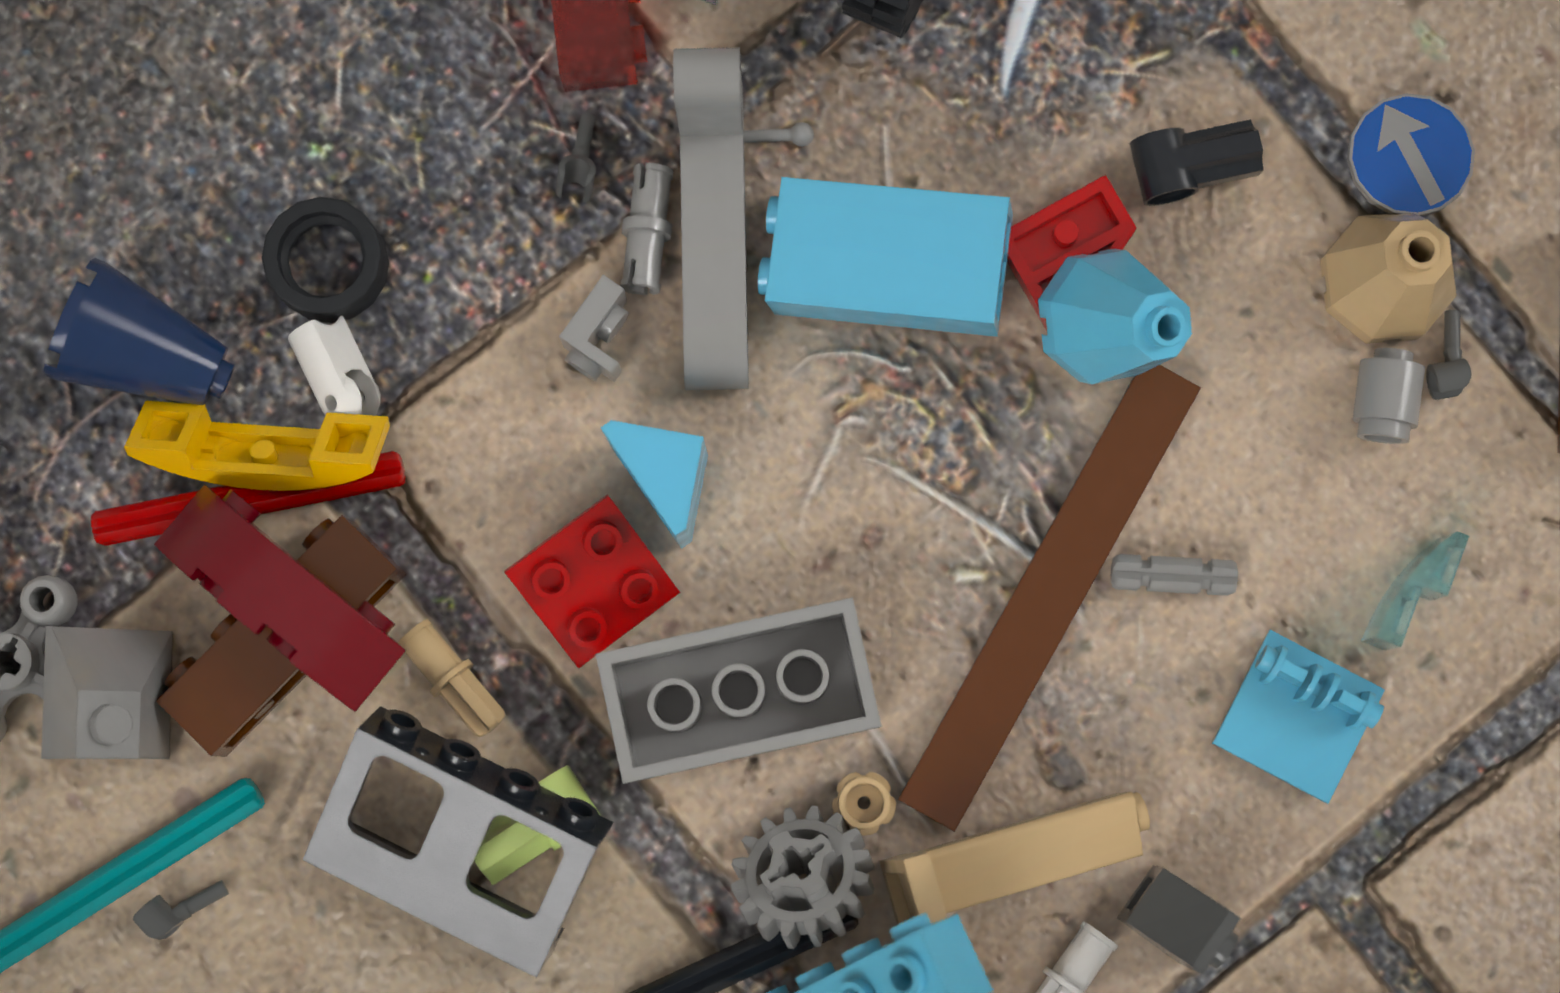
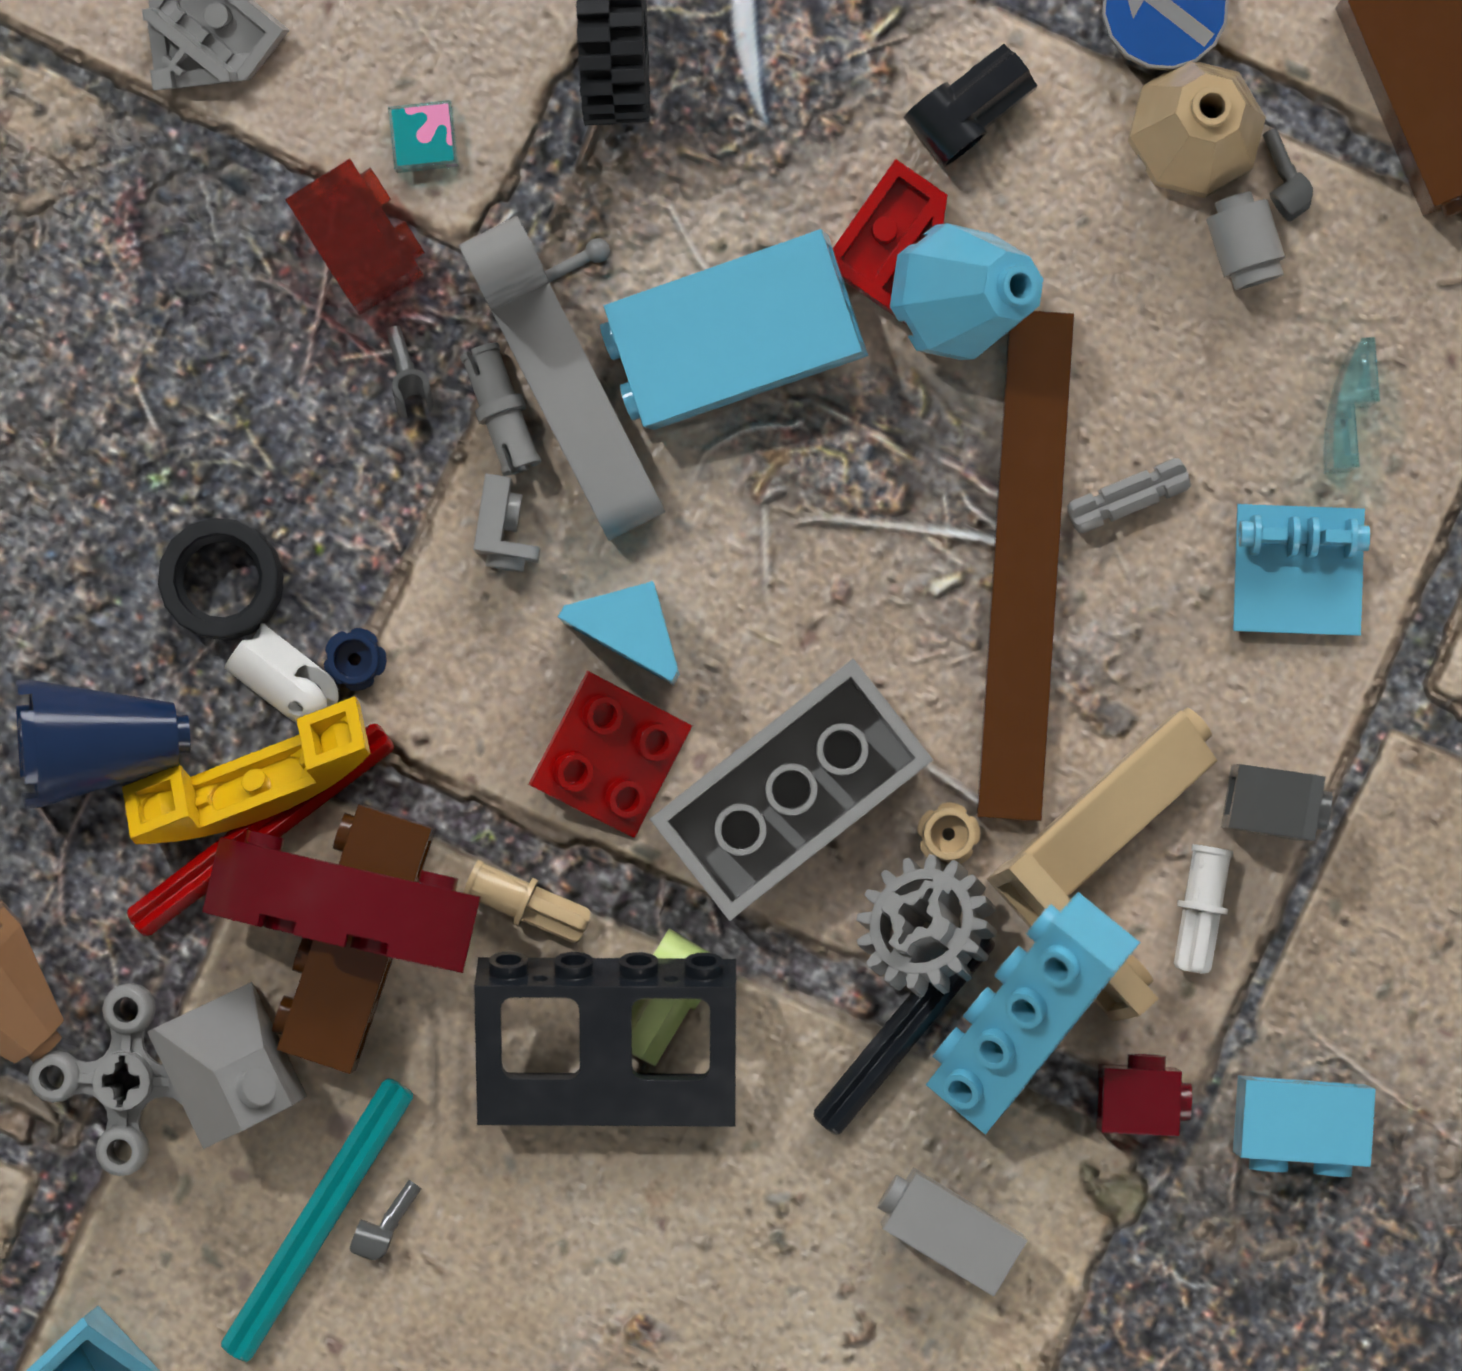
camera: 25 degrees left, 5 degrees up
(397, 375) = (338, 653): none -> dark blue plate

